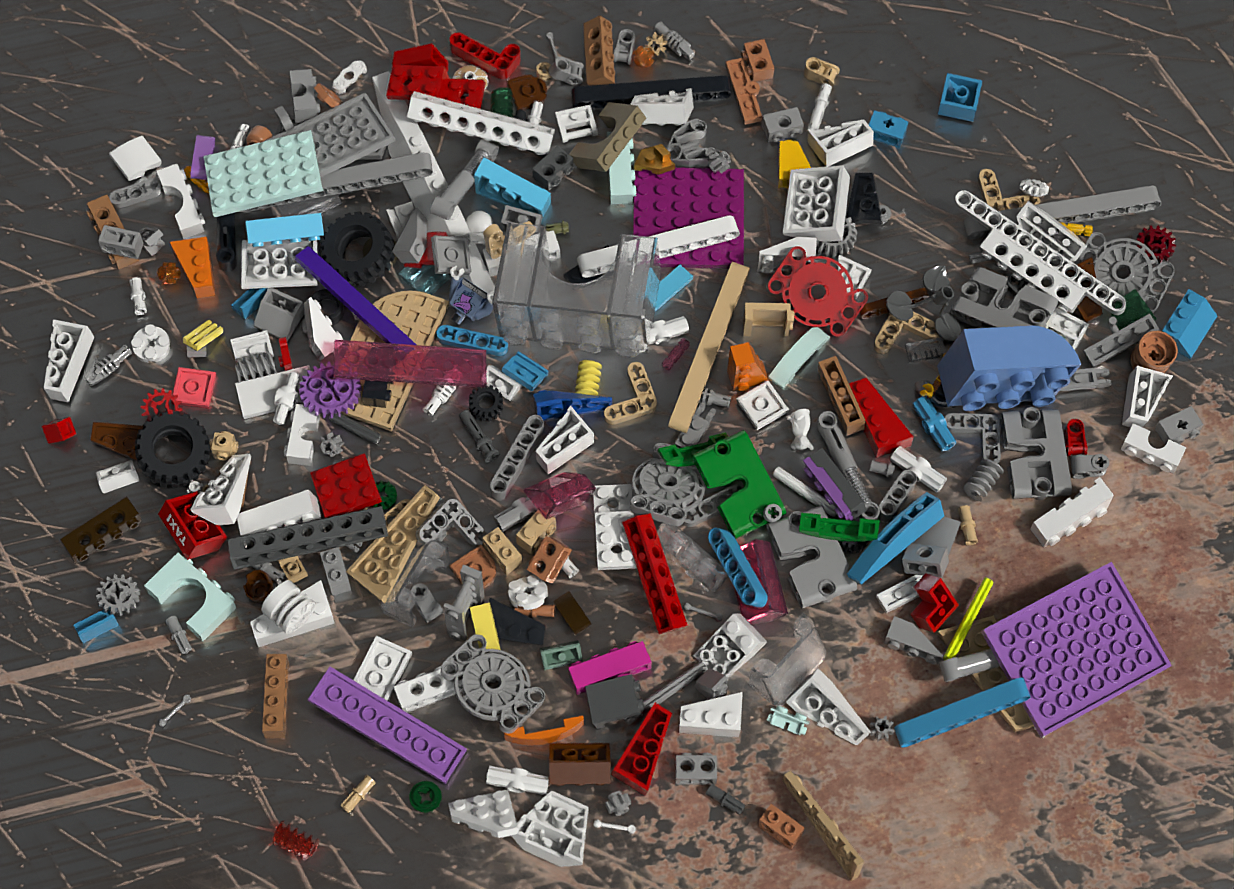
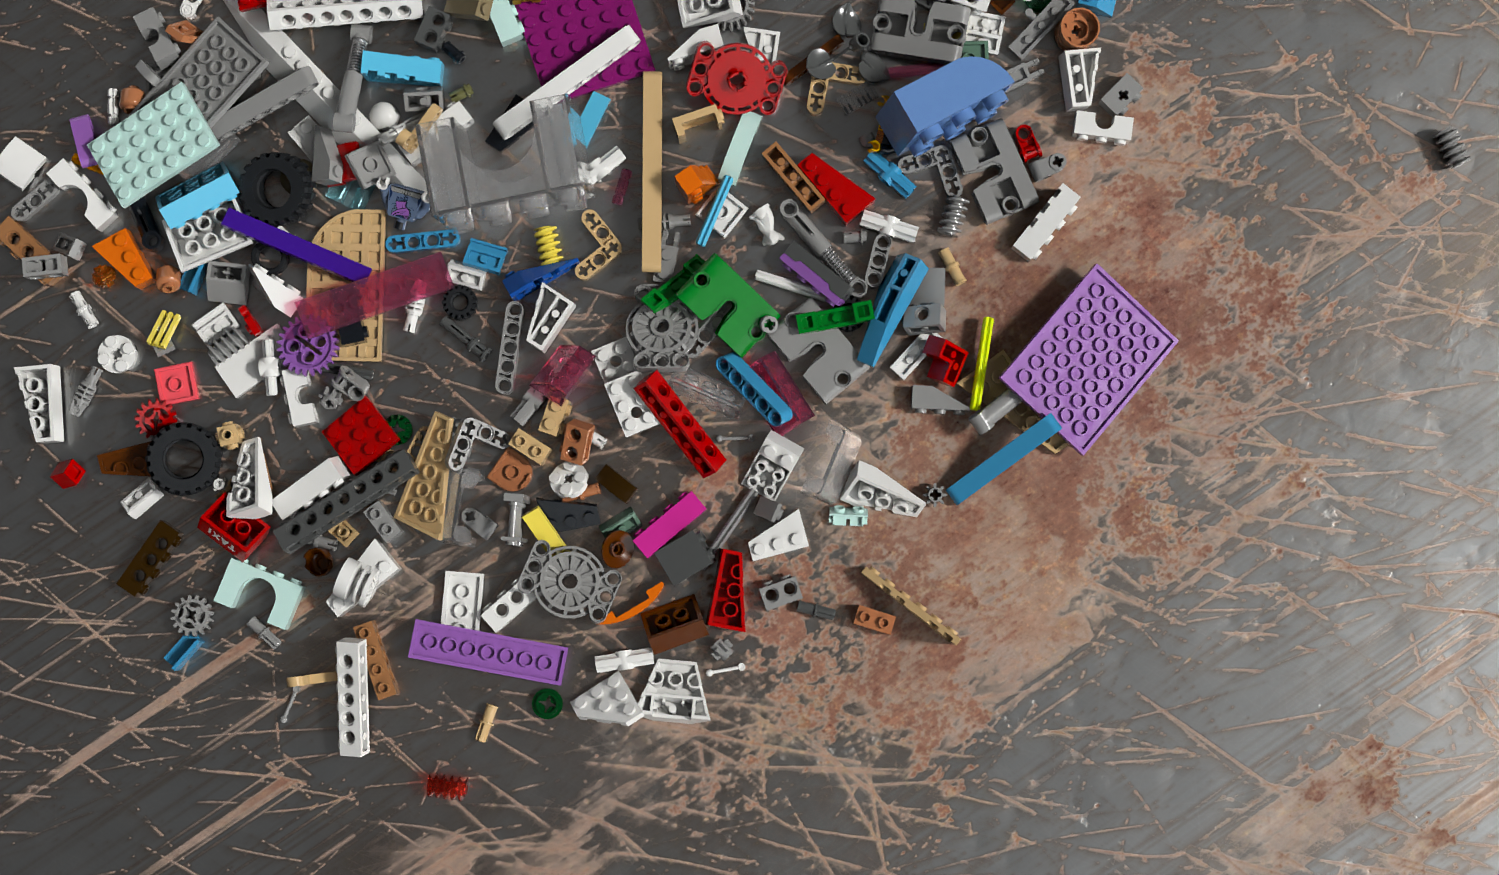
camera: 15 degrees left, 20 degrees up
(196, 688) = (312, 679): none -> tan beam
(225, 293) = (168, 279): none -> nougat head
(247, 715) = (358, 688): none -> white brick
(352, 434) = (350, 383): none -> light grey piece
(557, 672) = (623, 549): none -> reddish brown dish
(566, 196) = (457, 55): none -> black pin
(755, 399) = (714, 210): none -> medium azure axle

